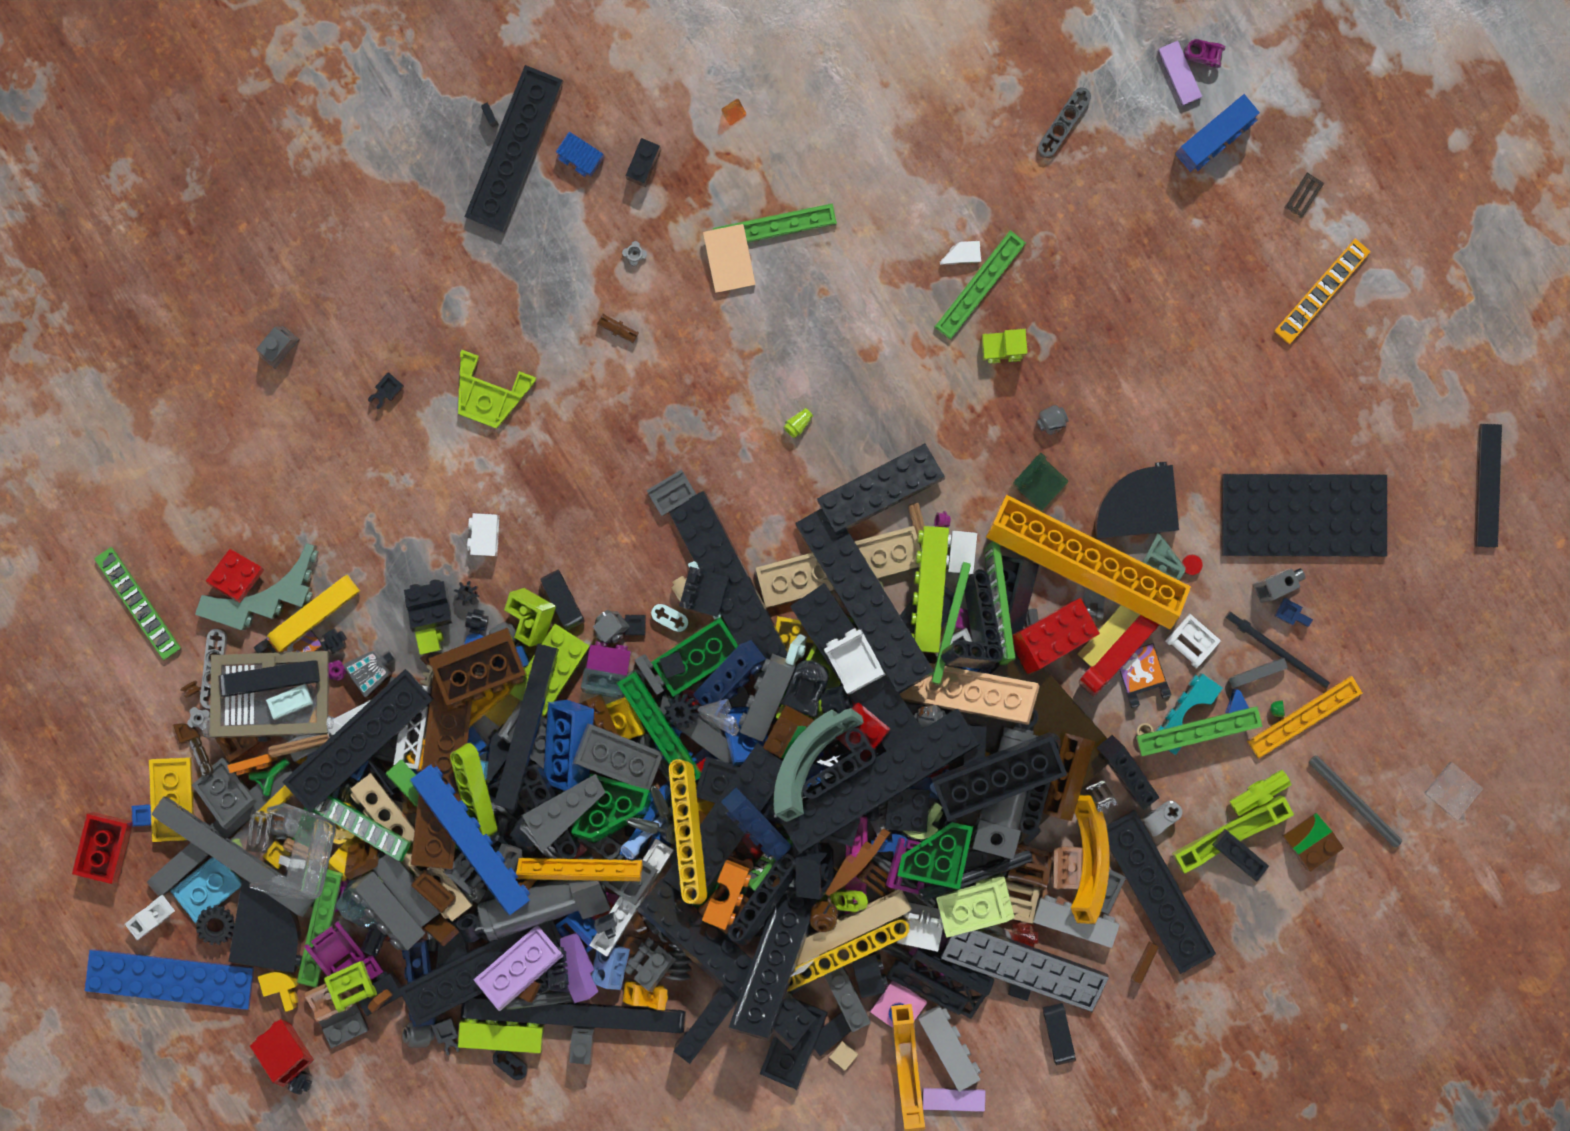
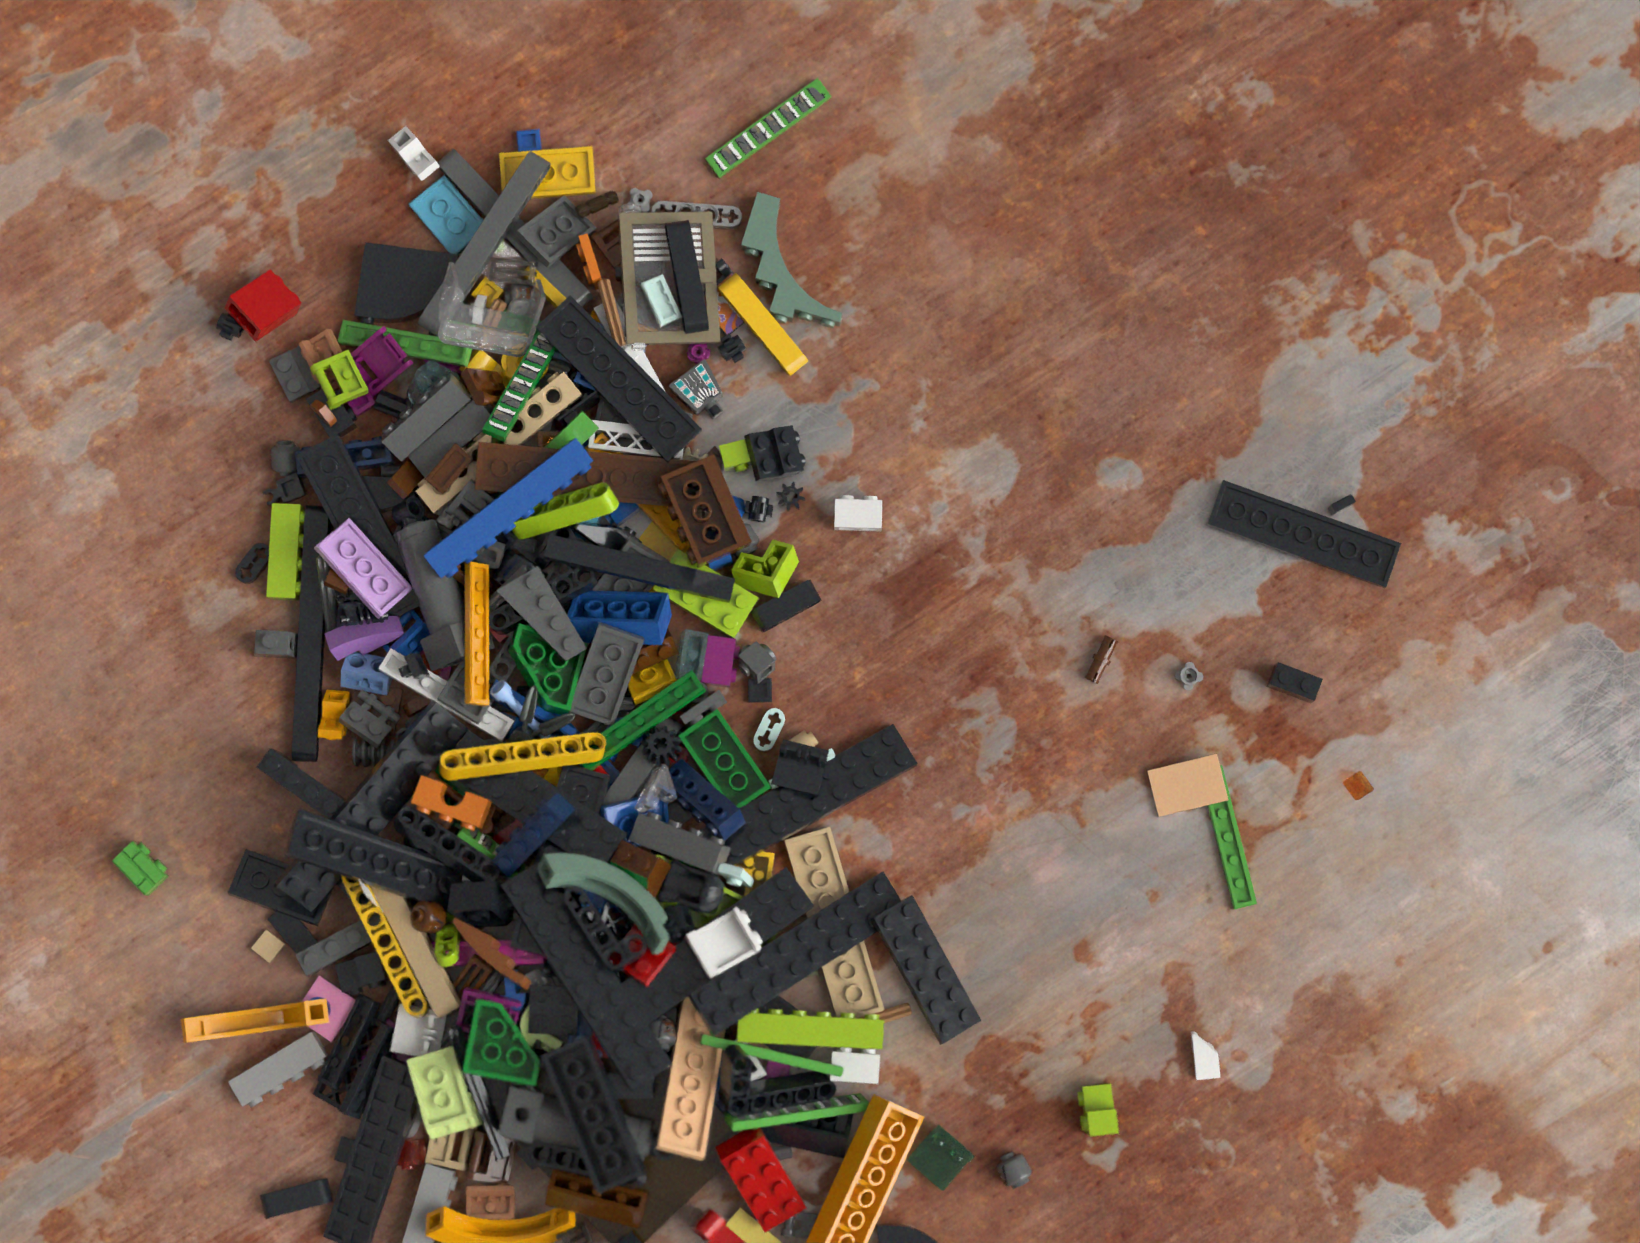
camera: 85 degrees right, 5 degrees down
(102, 847) = (491, 98): red brick -> none
(169, 979) = (344, 178): blue plate -> none
(185, 733) = (623, 185): reddish brown tile -> none
(190, 689) = (672, 190): reddish brown bush -> none
(215, 937) = (394, 219): black tyre -> none
(234, 575) = (802, 234): red plate -> none
(269, 775) = (576, 280): green piece -> none
(276, 345) = (1066, 273): dark grey torso -> none
(281, 982) = (342, 303): yellow brick -> none
(388, 388) = (1022, 399): black plate -> none
(486, 401) = (1012, 510): lime wing -> none
(579, 154) = (1300, 609): blue brick -> none
(671, 492) = (913, 727): dark grey plate -> none
(672, 665) = (714, 733): black tile -> none
(797, 423) = (999, 871): lime cone -> none
(942, 520) = (892, 1043): magenta plate -> none
(953, 1099) = (217, 1076): lavender tile -> none
(980, 285) = (1169, 1080): bright green tile -> none
(1062, 121) = (1365, 1171): dark grey beam -> none

